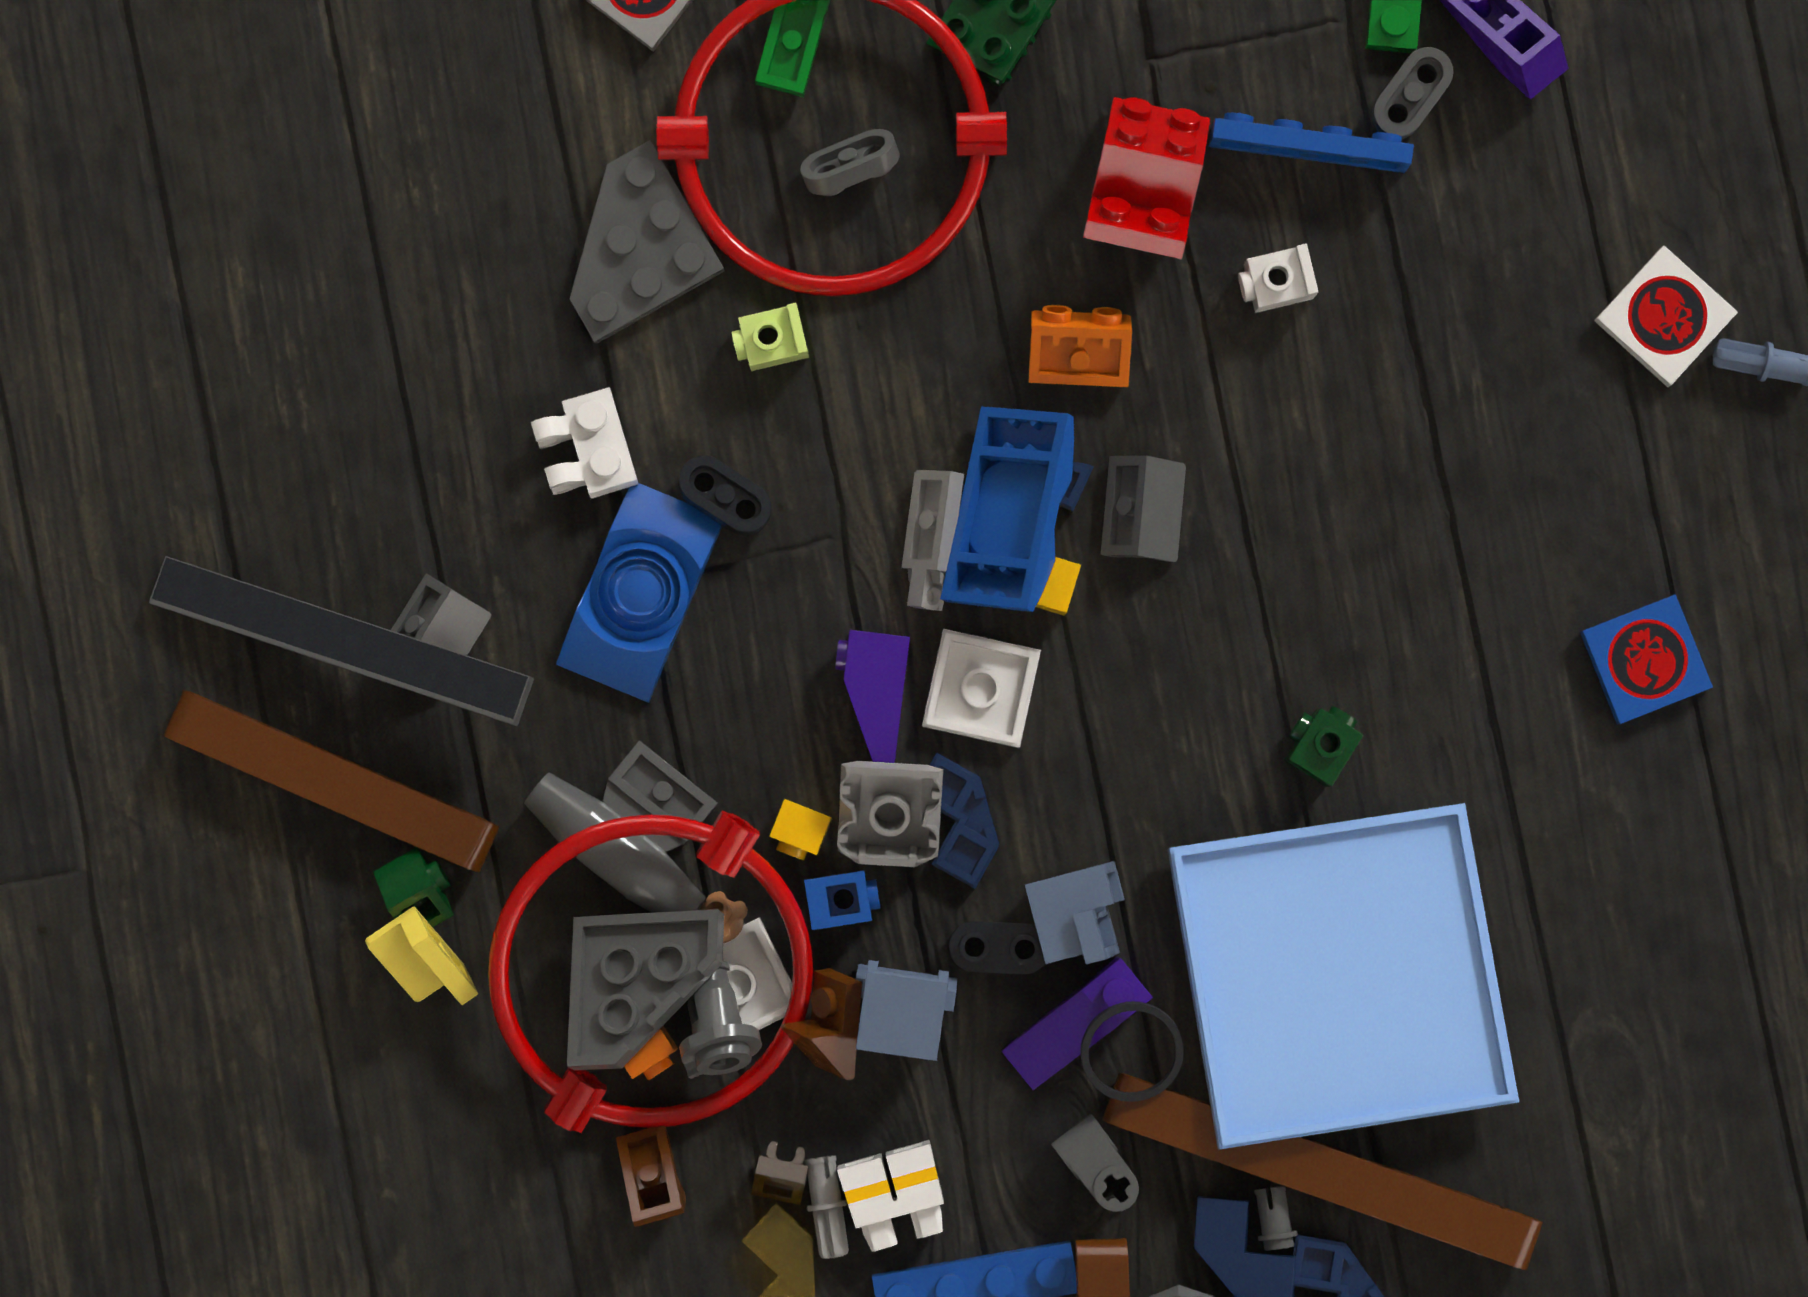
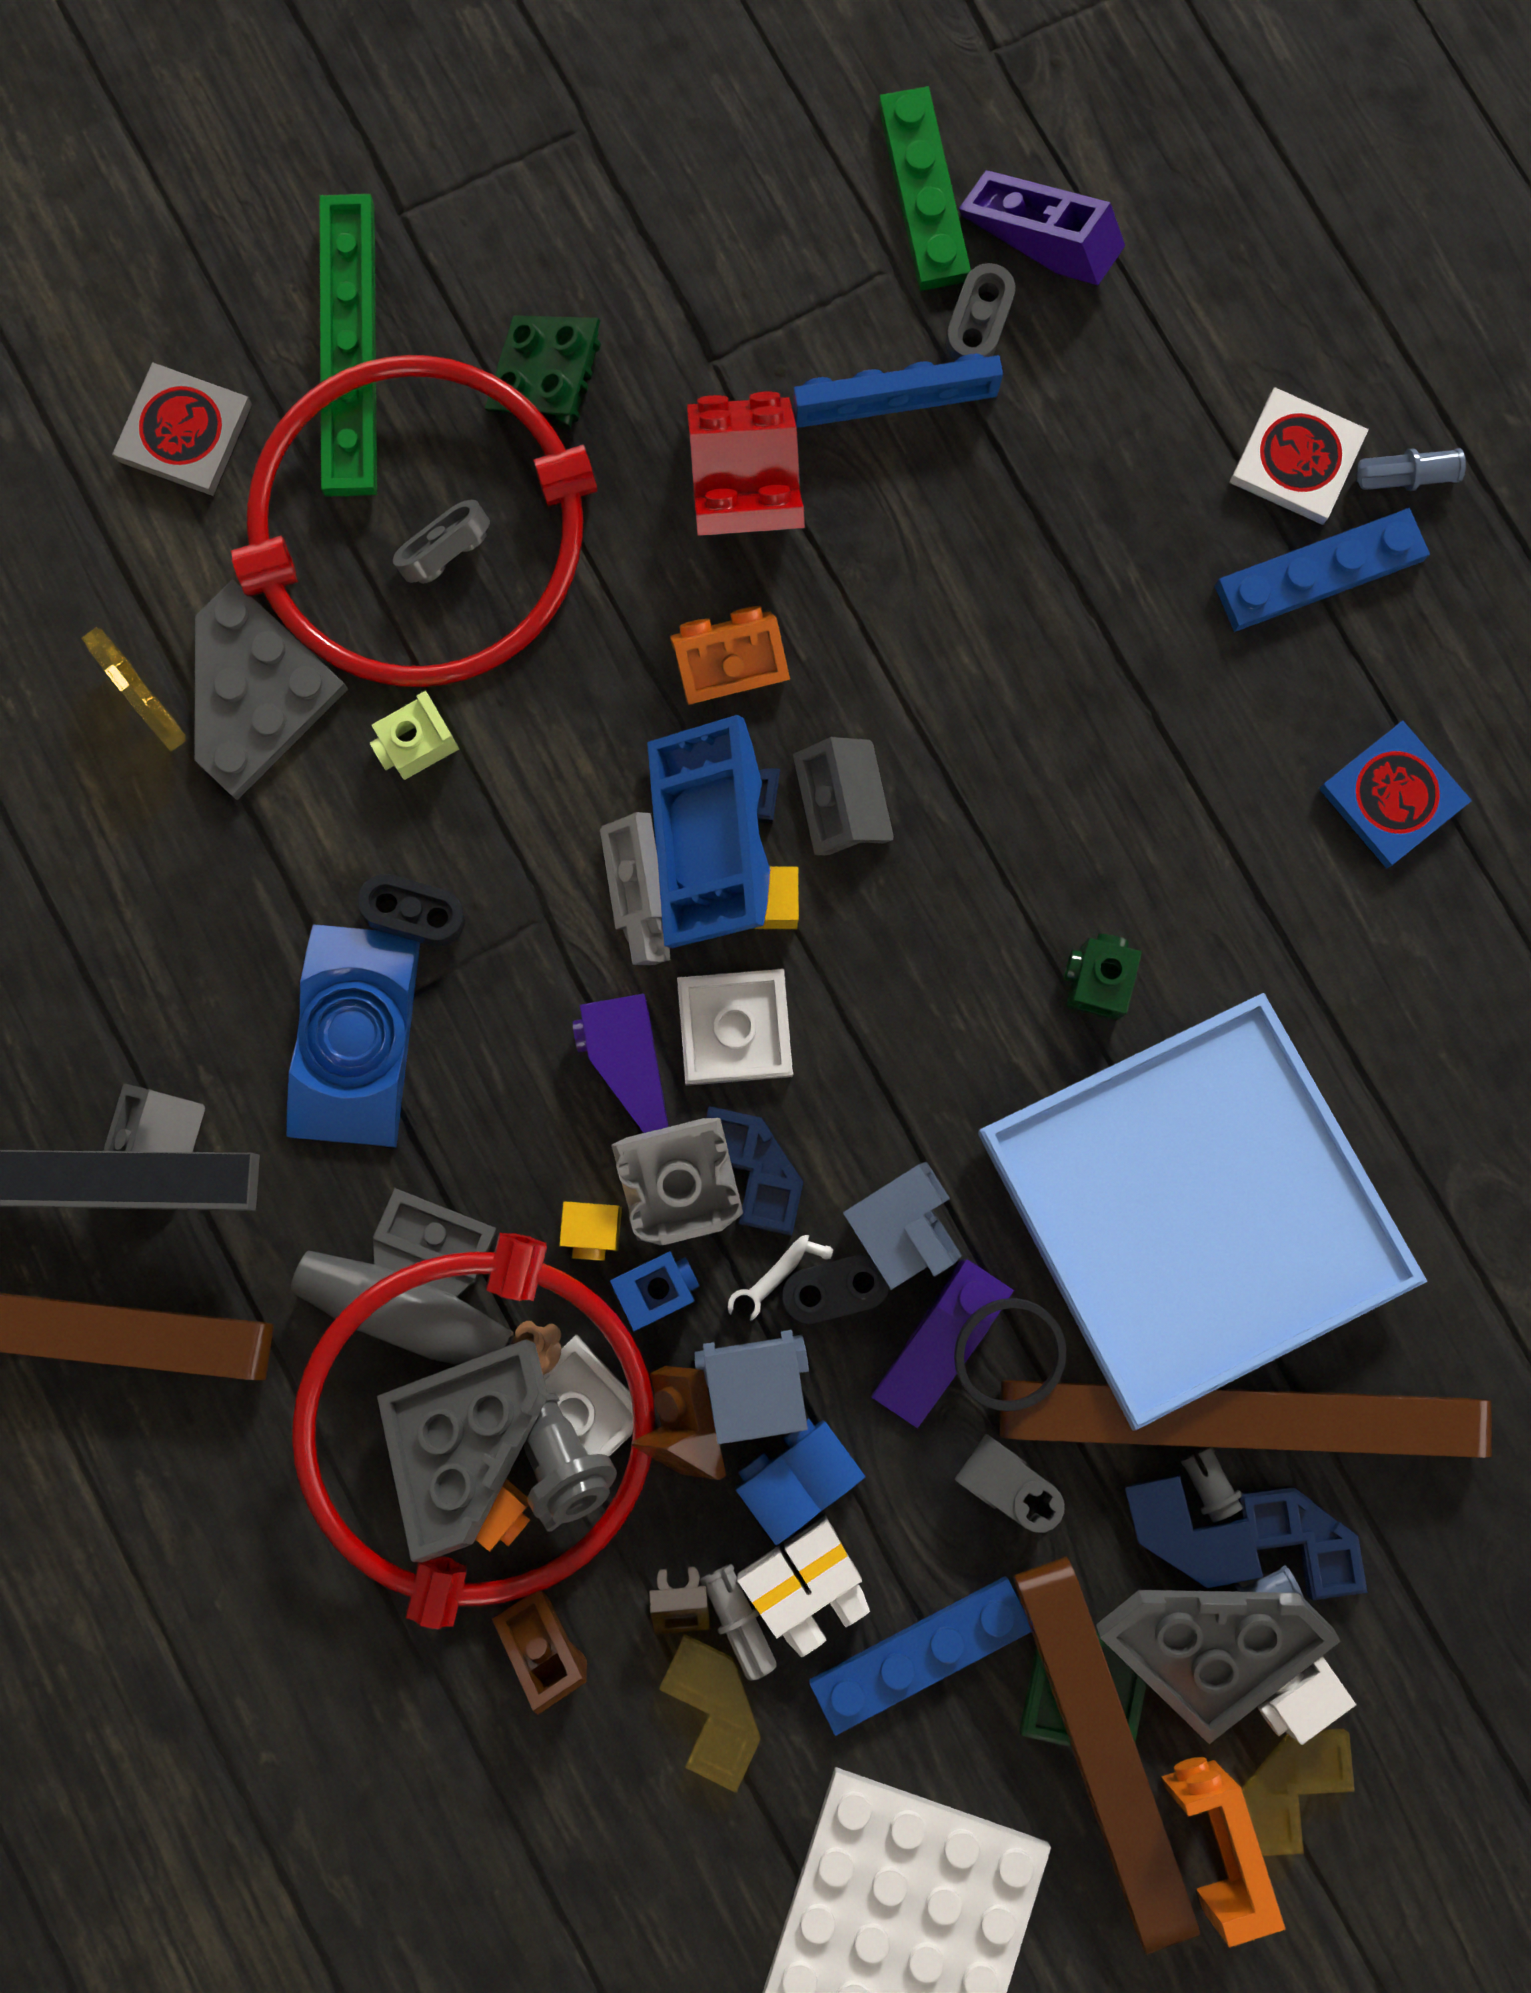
camera: 25 degrees left, 5 degrees down
(416, 883) = (199, 1423): dark green brick -> none
(420, 958) = (224, 1491): light yellow panel -> none
(535, 218) = (133, 688): none -> clear yellow tile
(599, 443) = (265, 894): white plate -> none
(915, 1102) = (798, 1480): none -> blue brick
(955, 917) = (780, 1272): none -> white piece
(1299, 284) = (904, 547): white brick -> none
(1651, 430) = (1322, 569): none -> blue plate

